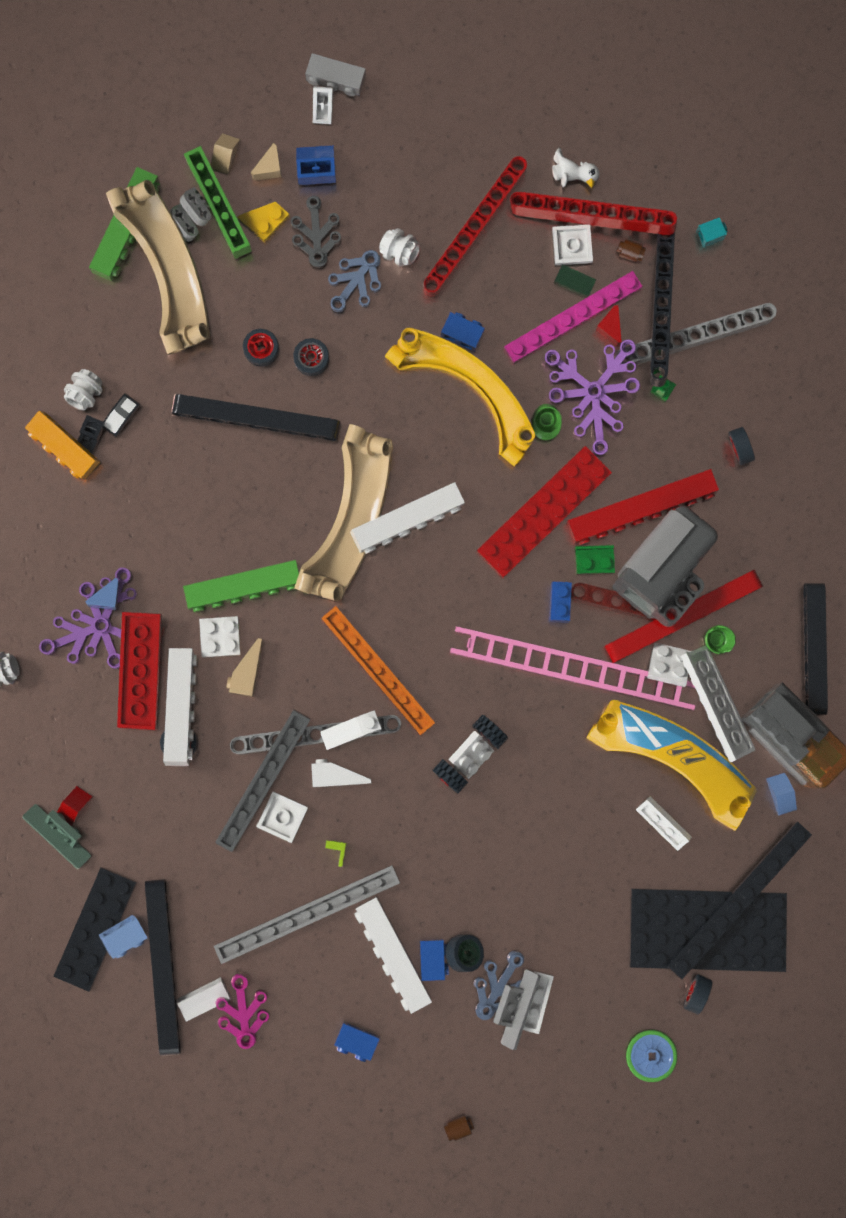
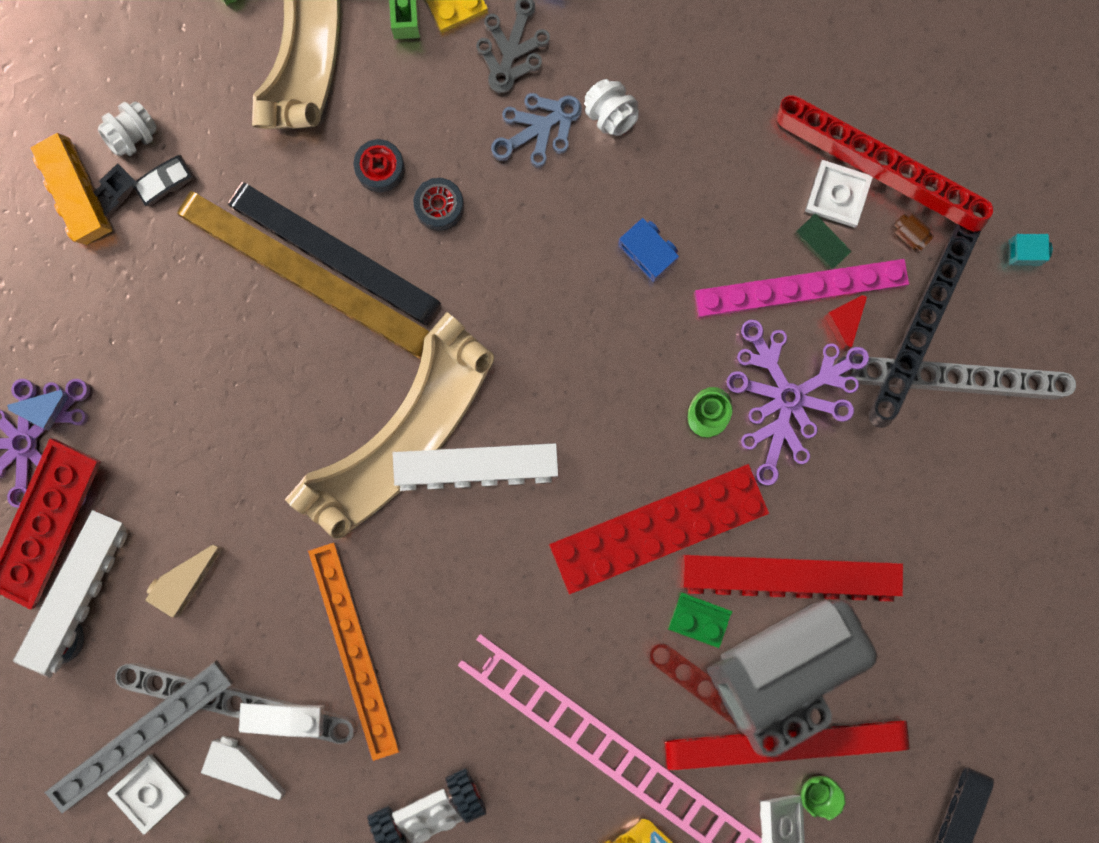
camera: 25 degrees right, 0 degrees up
(219, 637) = (168, 521): white plate -> none
(241, 585) = (221, 465): bright green brick -> none
(242, 438) = (304, 273): none -> pearl gold beam
(439, 354) = (605, 267): yellow panel -> none
(476, 218) = (728, 109): red beam -> none
(560, 602) = (630, 659): blue brick -> none
(568, 170) = (873, 95): white animal -> none
(664, 391) = (882, 435): green tile -> none
(668, 665) = (739, 803): white plate -> none
(741, 445) = (956, 549): black wheel -> none

